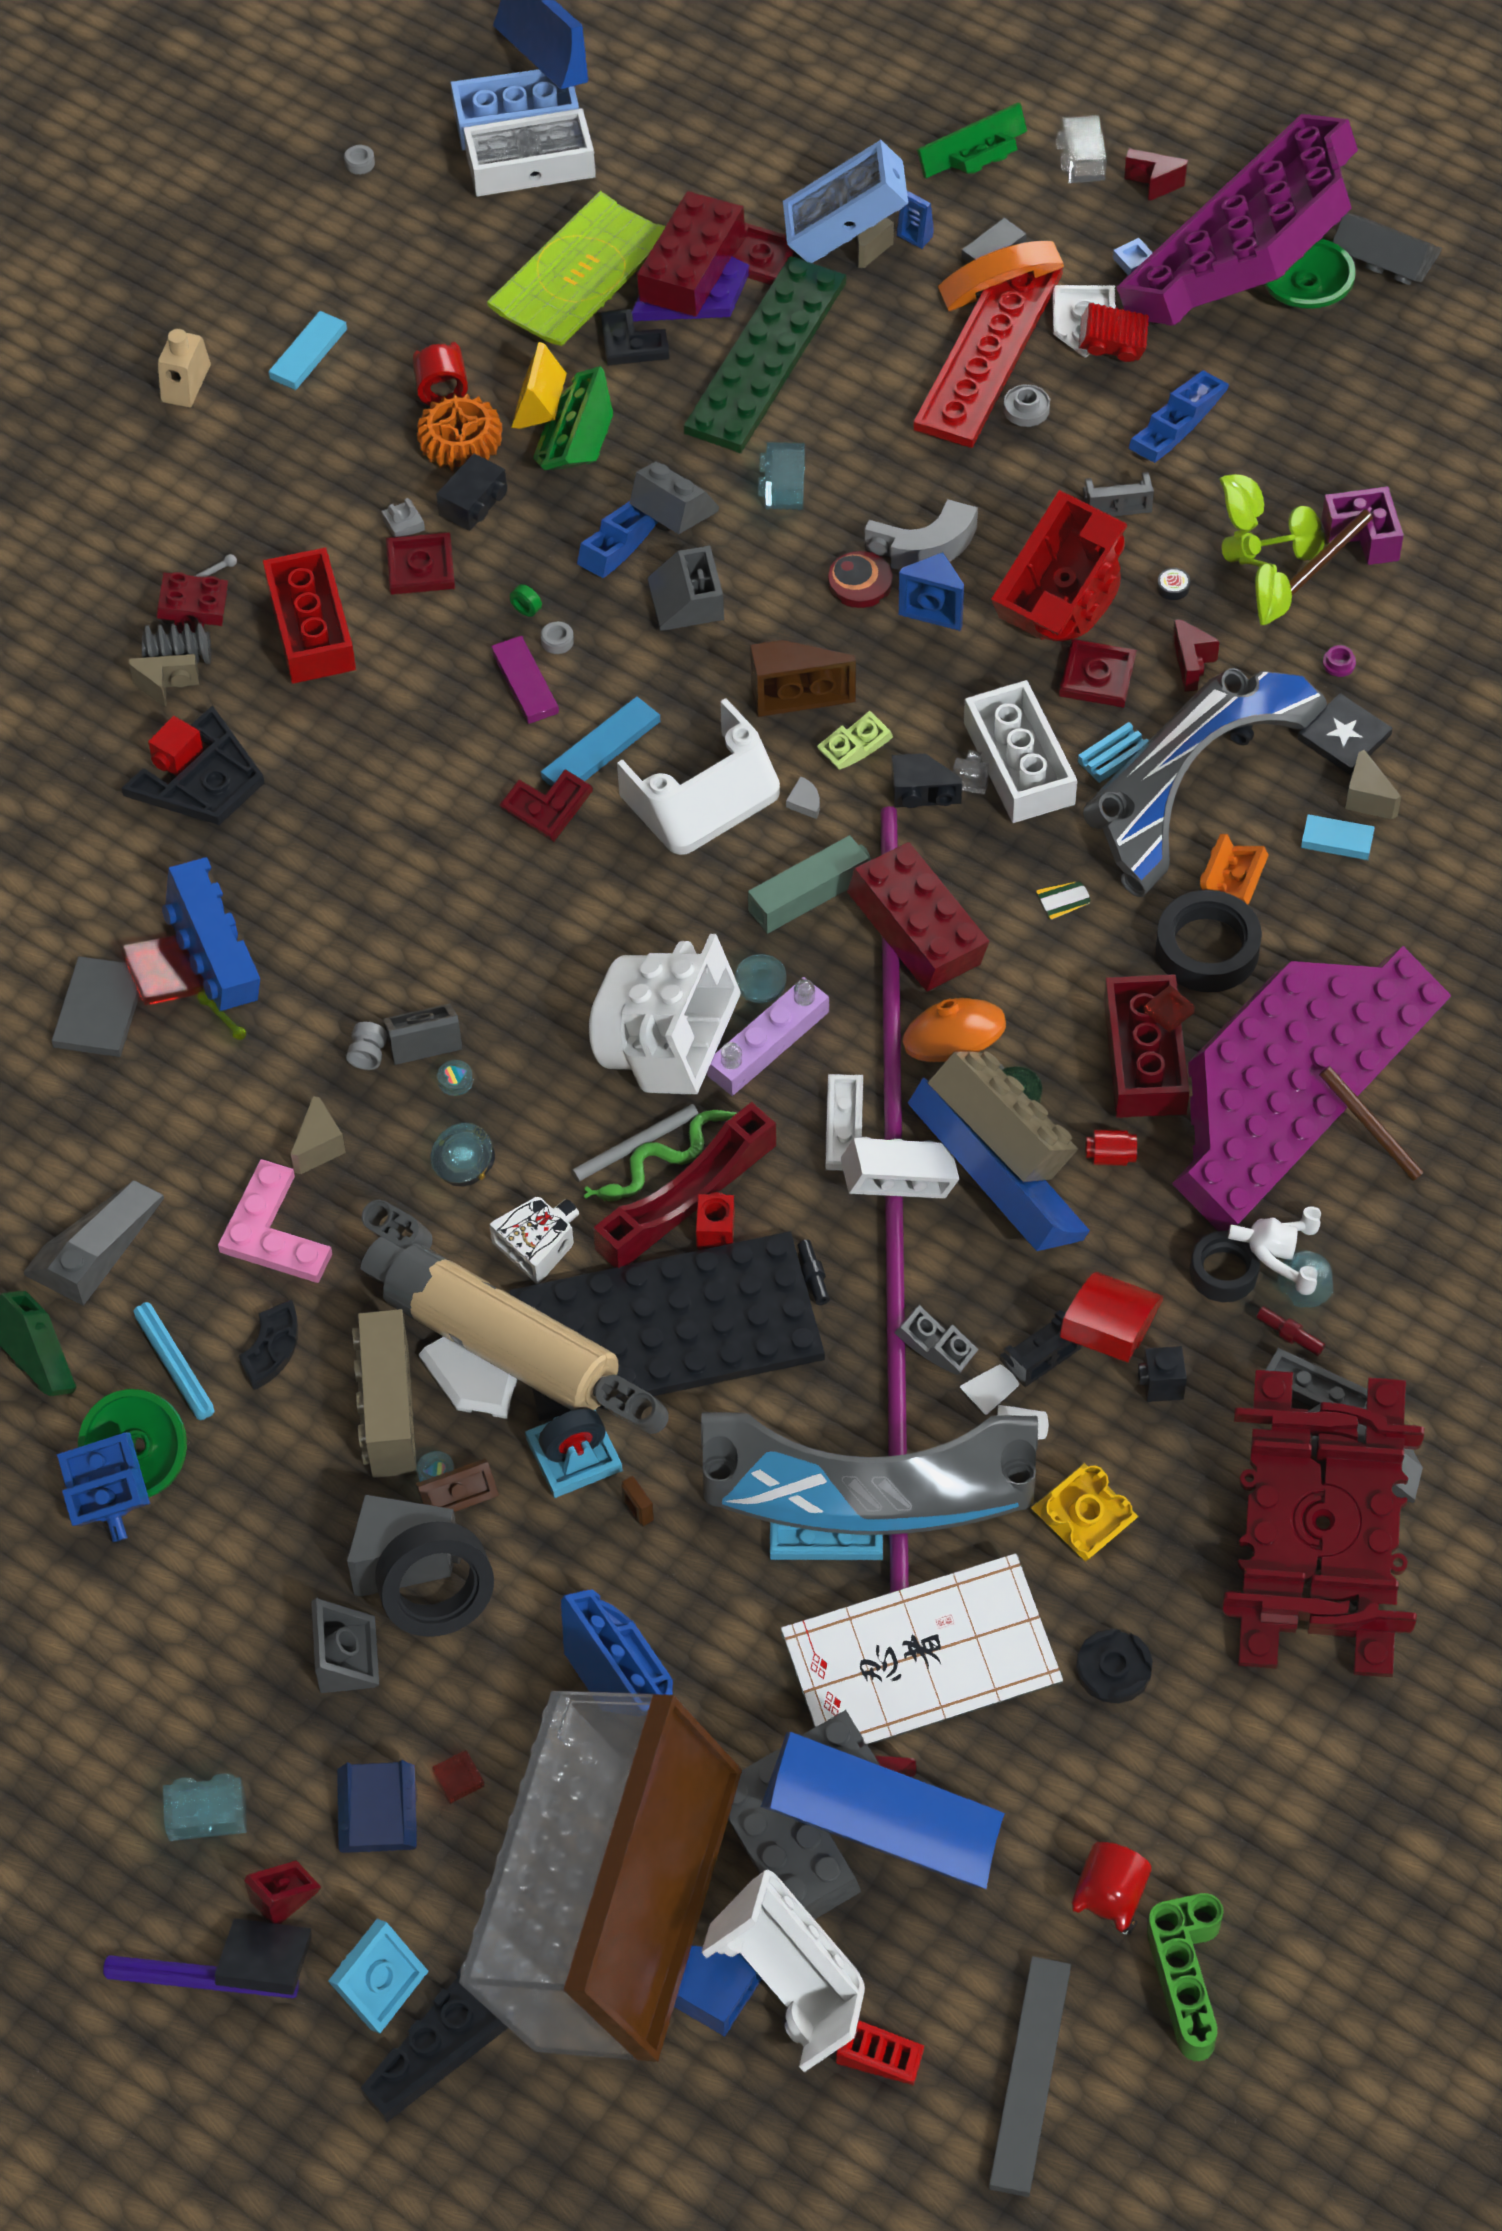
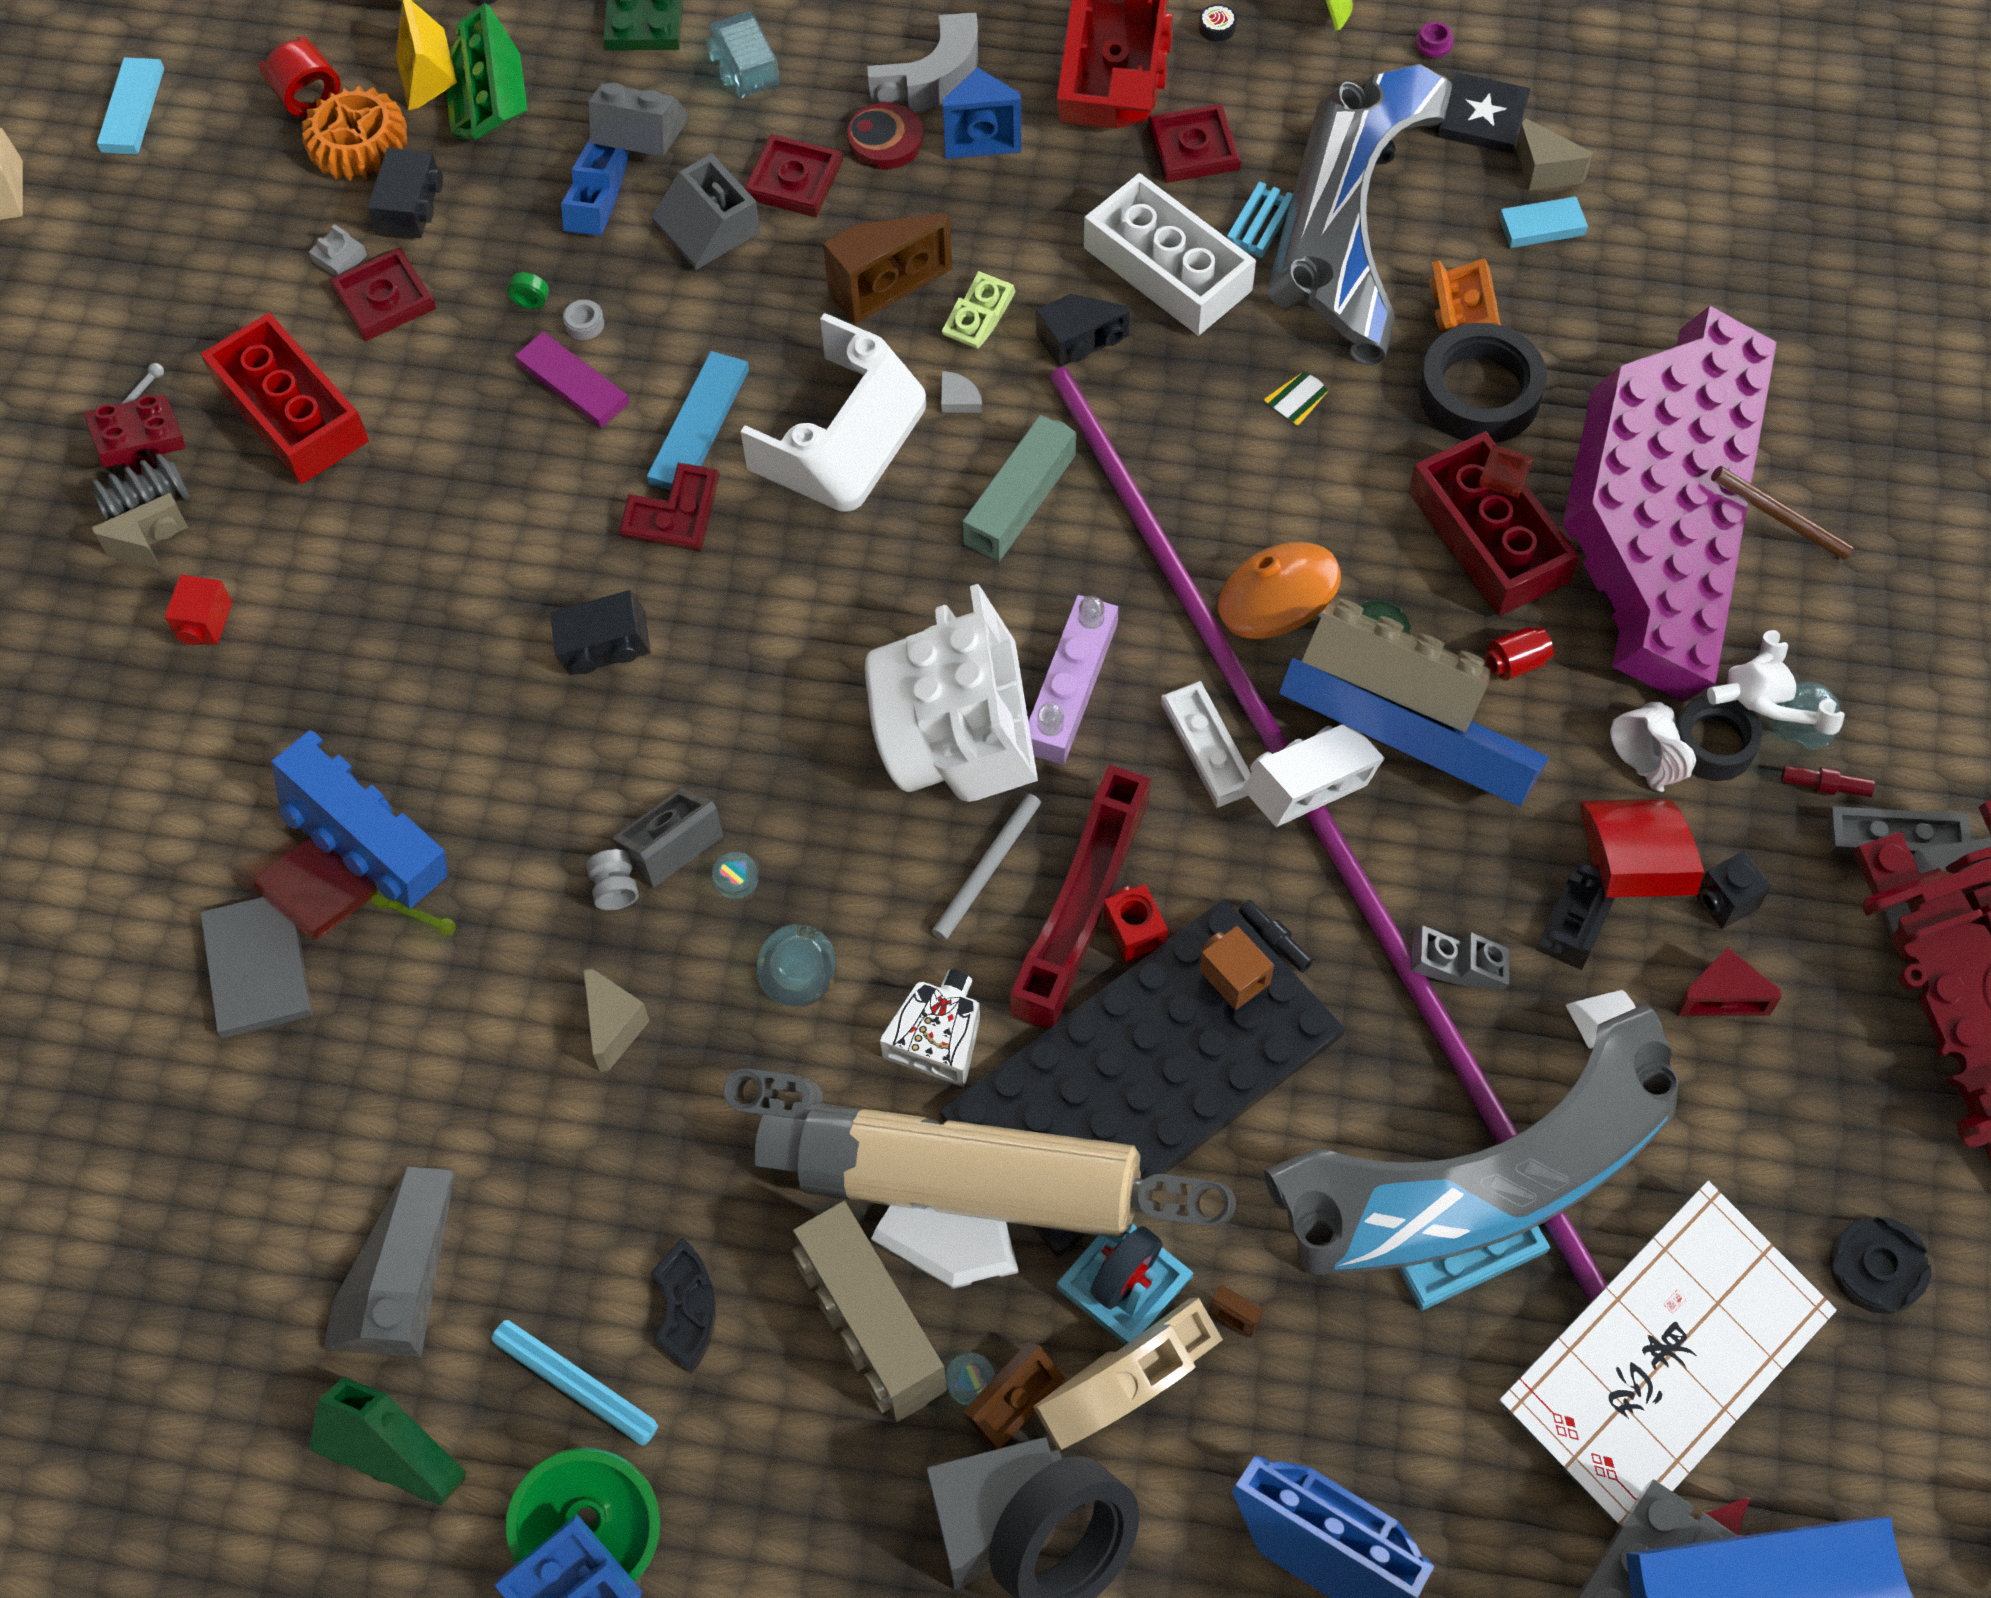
camera: 25 degrees left, 5 degrees up
(211, 784) = (262, 640): black wing -> none
(254, 1241) = (595, 1182): bright pink plate -> none
(446, 871) = (600, 633): none -> black brick
(541, 1507) = (1130, 1376): none -> tan slope
(615, 1192) = (996, 935): bright green animal -> none
(761, 978) = (1029, 614): clear light blue plate -> none
(762, 1274) = (1235, 966): none -> dark orange brick
(773, 584) = (793, 175): none -> dark red tile
(917, 916) = (1165, 476): dark red brick -> none
(973, 772) = (1130, 293): clear tile -> none
(990, 1388) = (1545, 987): white sticker -> none
(1085, 1510) = (1739, 1090): yellow slope -> none
(1116, 1439) = (1730, 989): none -> dark red slope
(1169, 1247) = (1652, 745): none -> white hair
(1192, 650) = (1282, 85): dark red slope -> none

